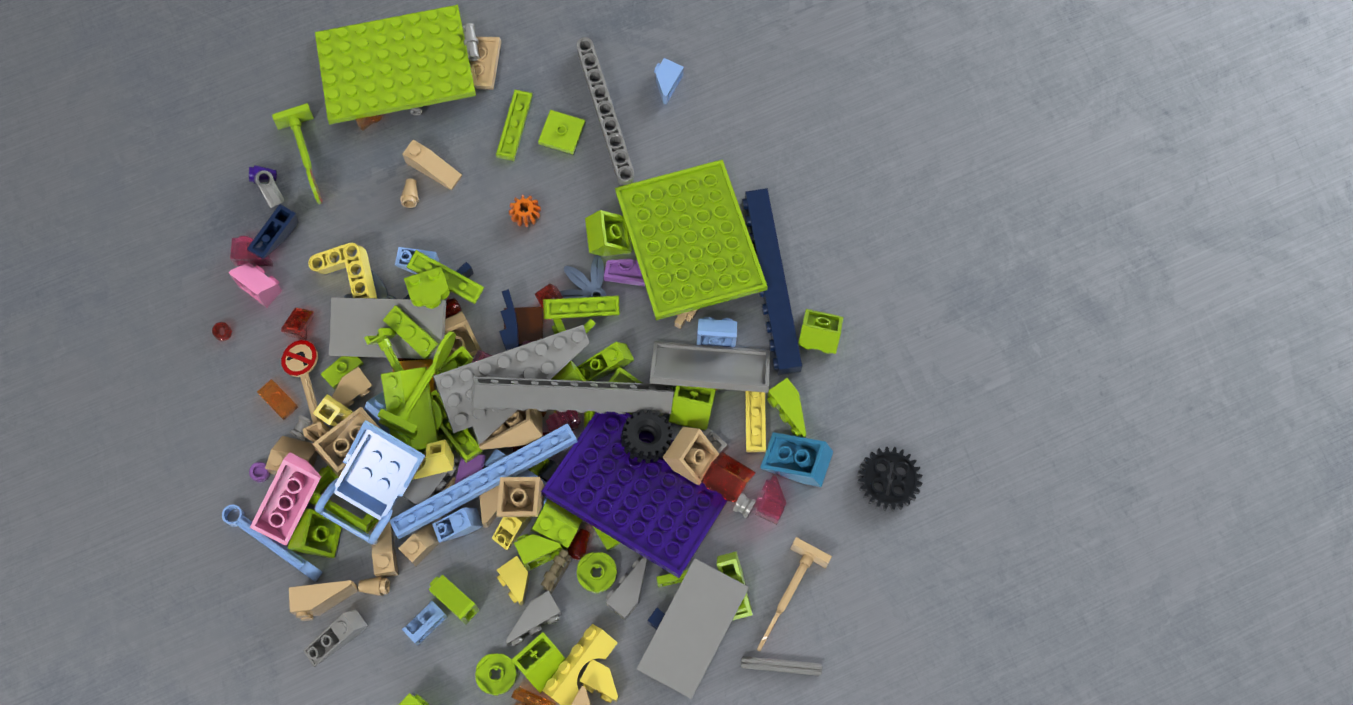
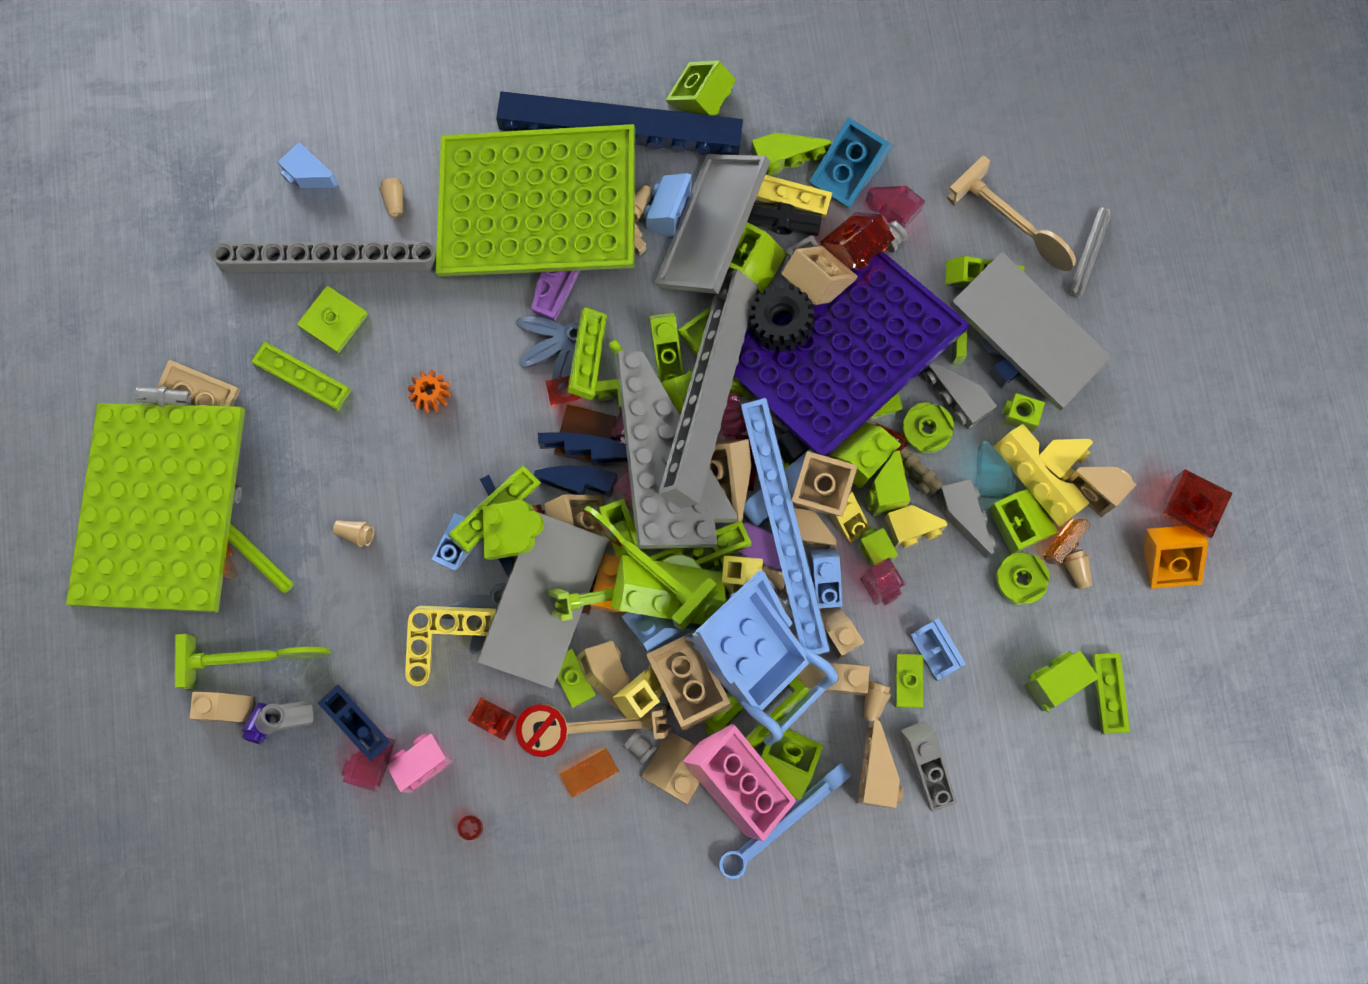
camera: 75 degrees left, 5 degrees up
(258, 472) = (682, 817): medium lavender tile -> none
(267, 147) = (221, 707): none -> tan slope
(376, 138) = (259, 560): none -> lime axle
(396, 608) = (909, 681): none -> lime plate
(411, 332) = (562, 566): lime plate -> none
(431, 165) = (323, 494): tan slope -> none
(453, 599) = (920, 604): lime slope -> none
(461, 565) = (883, 582): none -> clear pink brick
(485, 329) = (578, 479): none -> dark blue slope
(490, 557) = (876, 546): none -> lime brick
(571, 630) = (993, 473): none -> clear light blue slope
(607, 234) = (495, 299): lime slope -> none
(628, 651) = (1032, 407): none -> lime brick
(665, 142) = (392, 195): none -> tan cone
(714, 311) = (642, 199): none -> tan cone
(733, 420) = (785, 219): none -> black piece
(872, 475) = (912, 52): black gear -> none

